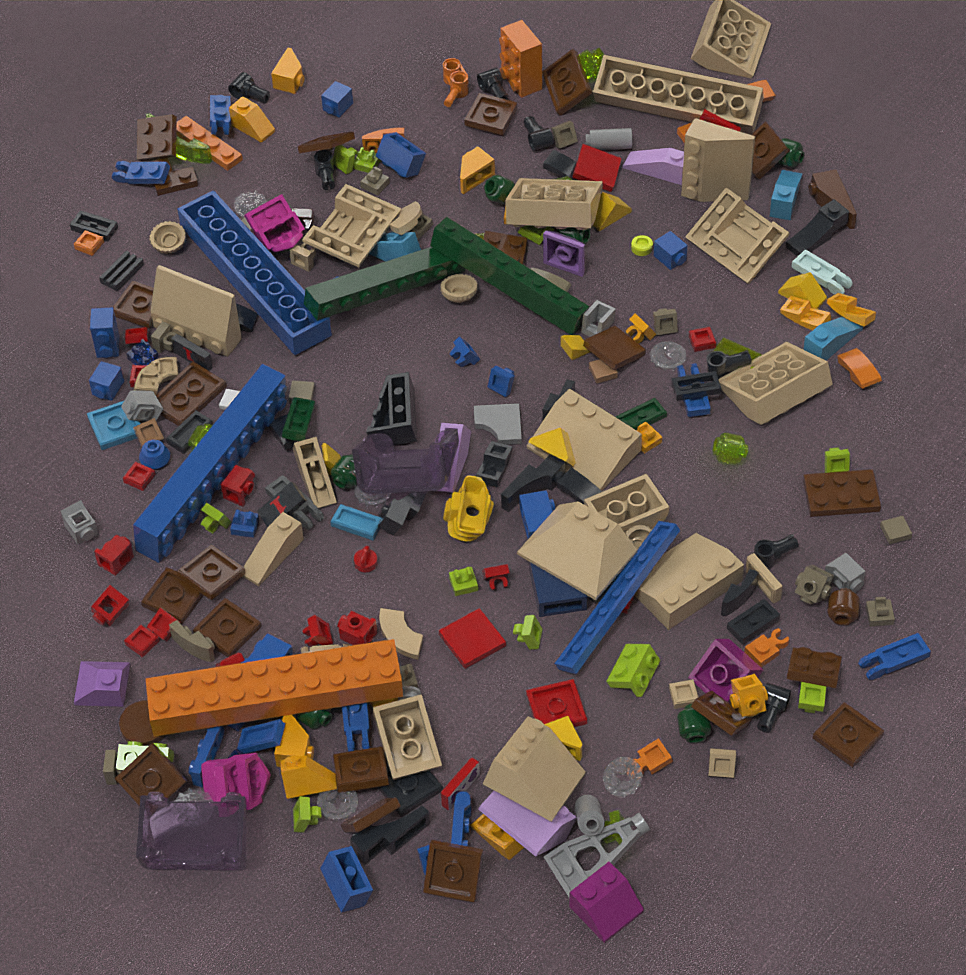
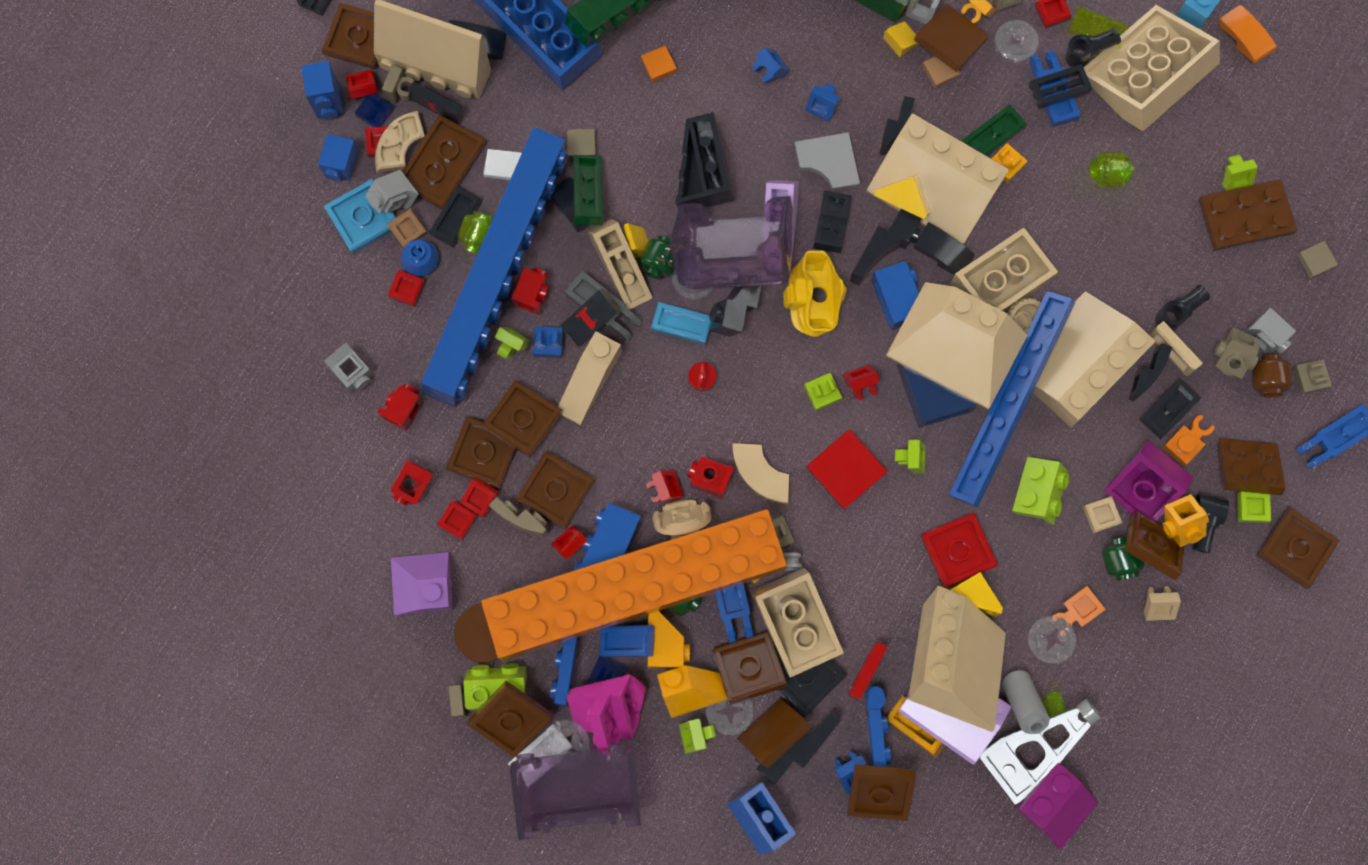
camera: 10 degrees left, 25 degrees up
(375, 345) = (658, 64): none -> orange tile

